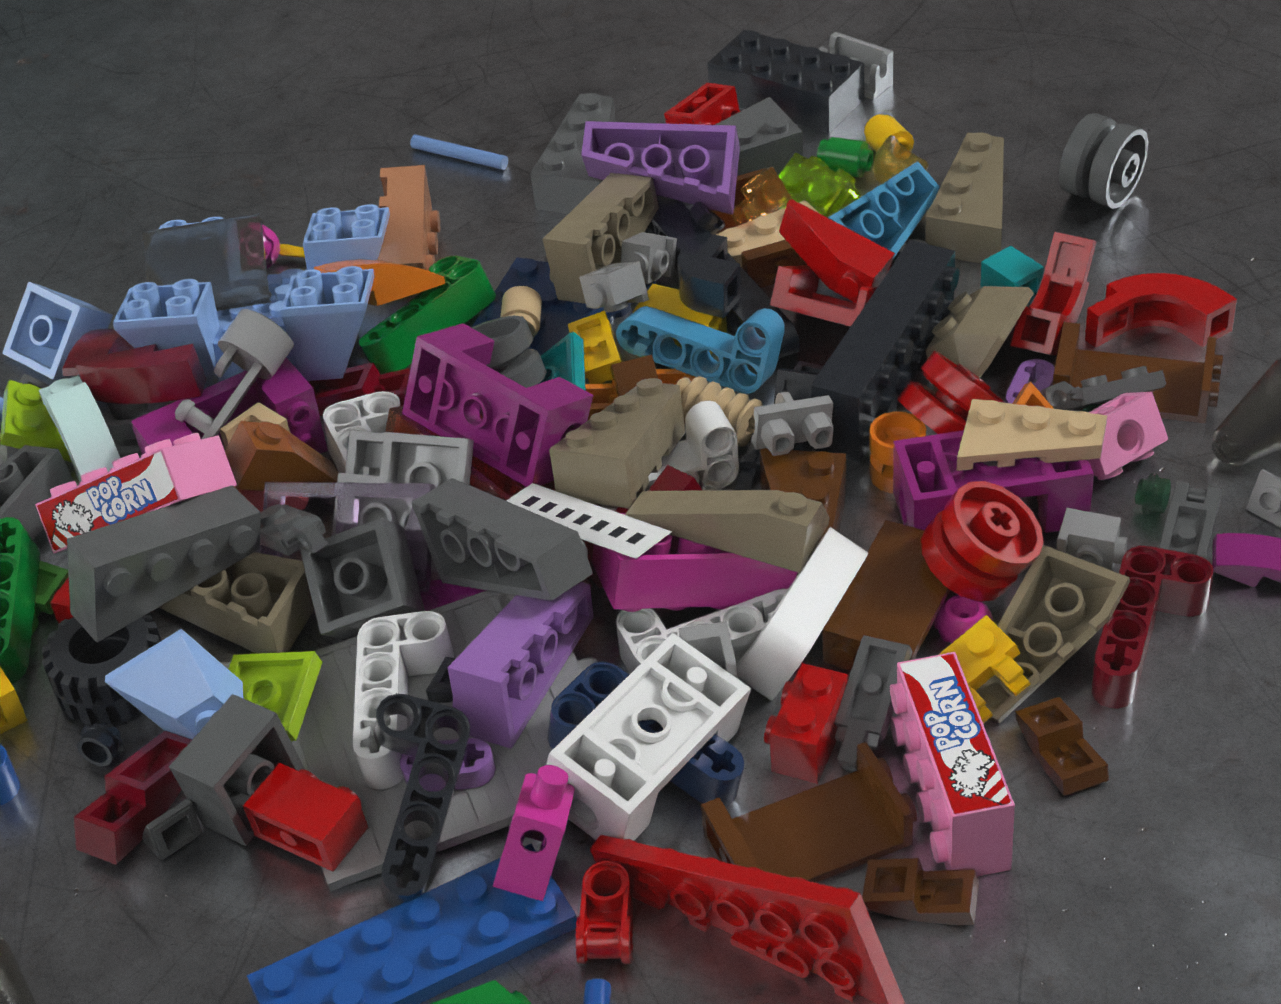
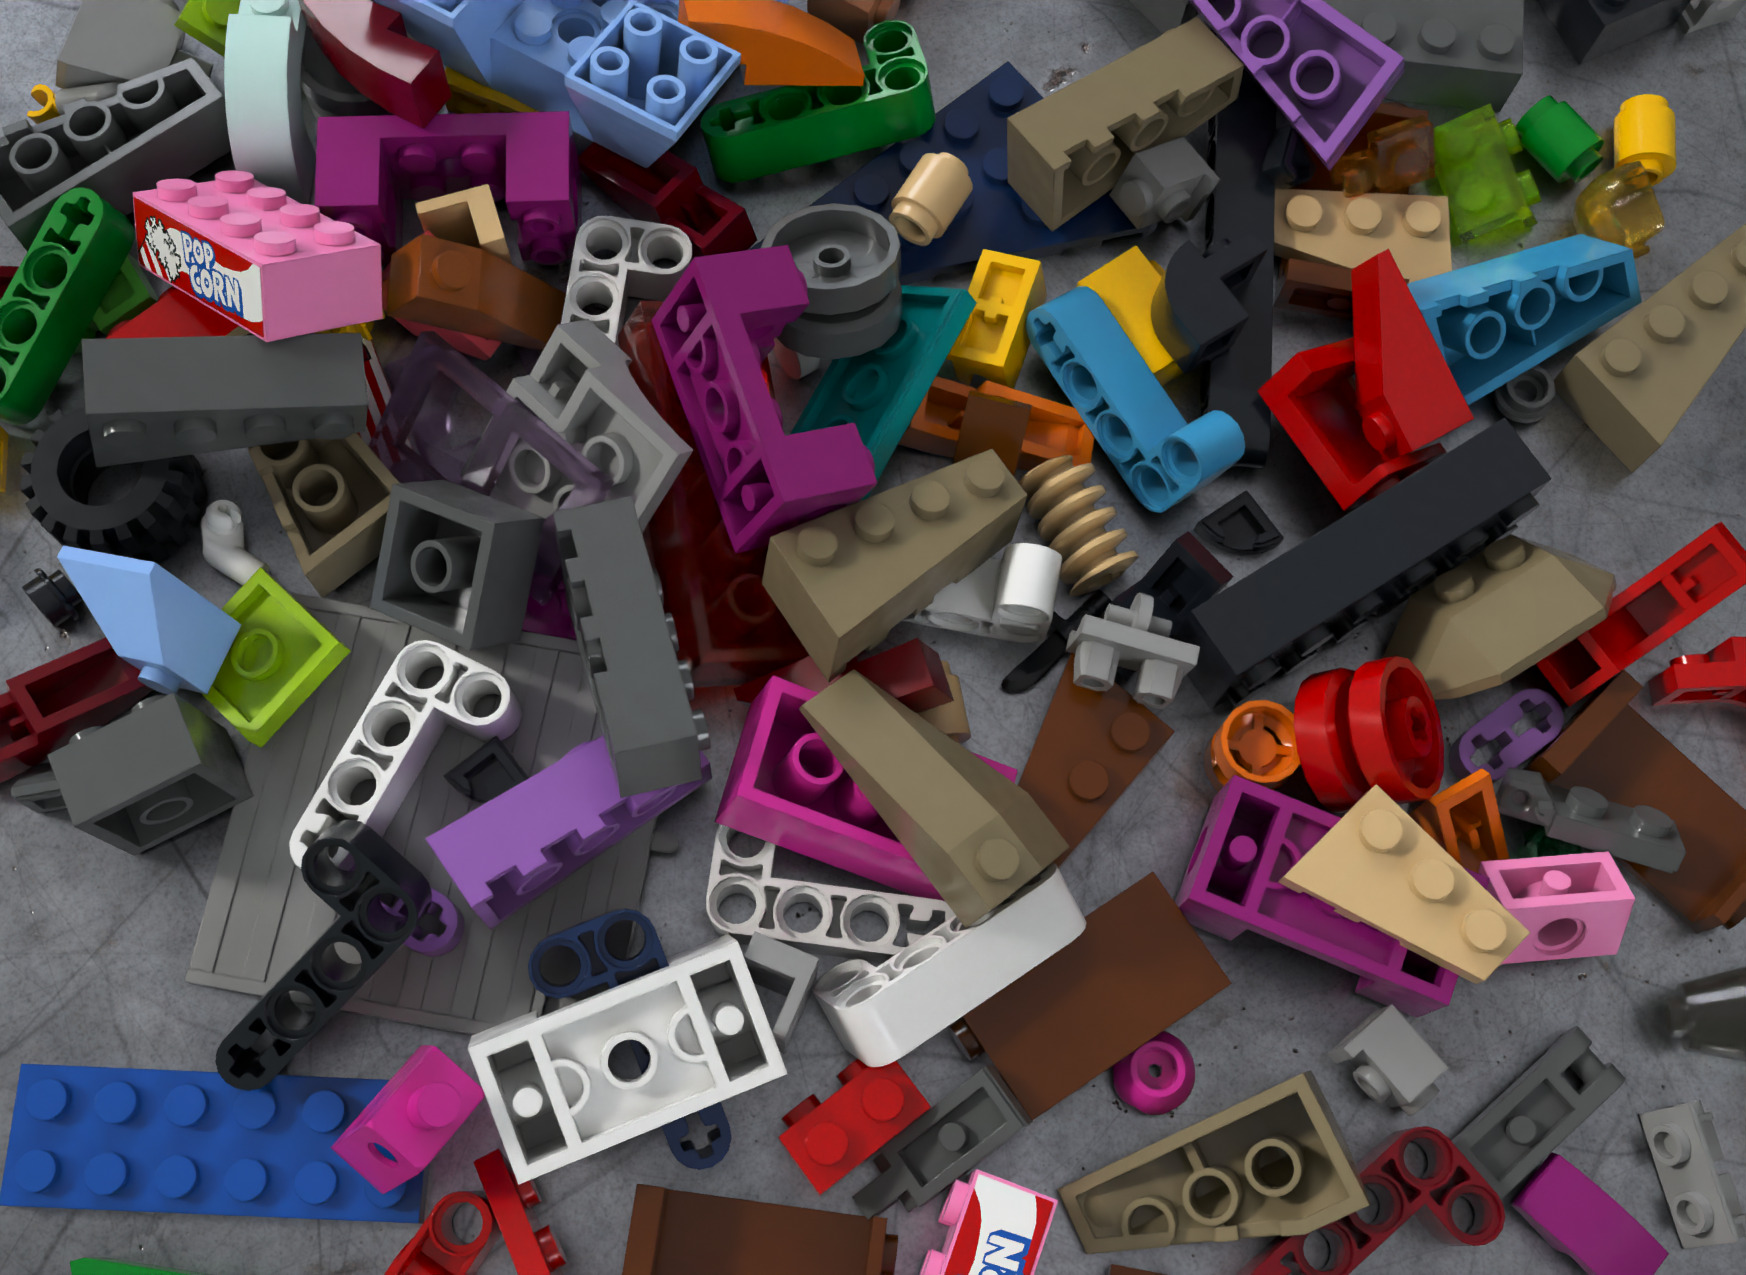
camera: 20 degrees right, 30 degrees up
(253, 345) = (514, 105): light grey piece -> none
(291, 529) = (401, 442): dark grey hinge -> none
(306, 816) = (201, 883): red brick -> none
(591, 521) = (746, 681): white sticker -> none
(614, 286) = (1068, 236): light grey brick -> none
(981, 541) = (1233, 1014): red wheel -> none
(985, 653) = (1100, 1162): yellow plate -> none
(1011, 269) = (1621, 523): teal brick -> none
(1153, 493) = (1531, 1029): clear green plate -> none

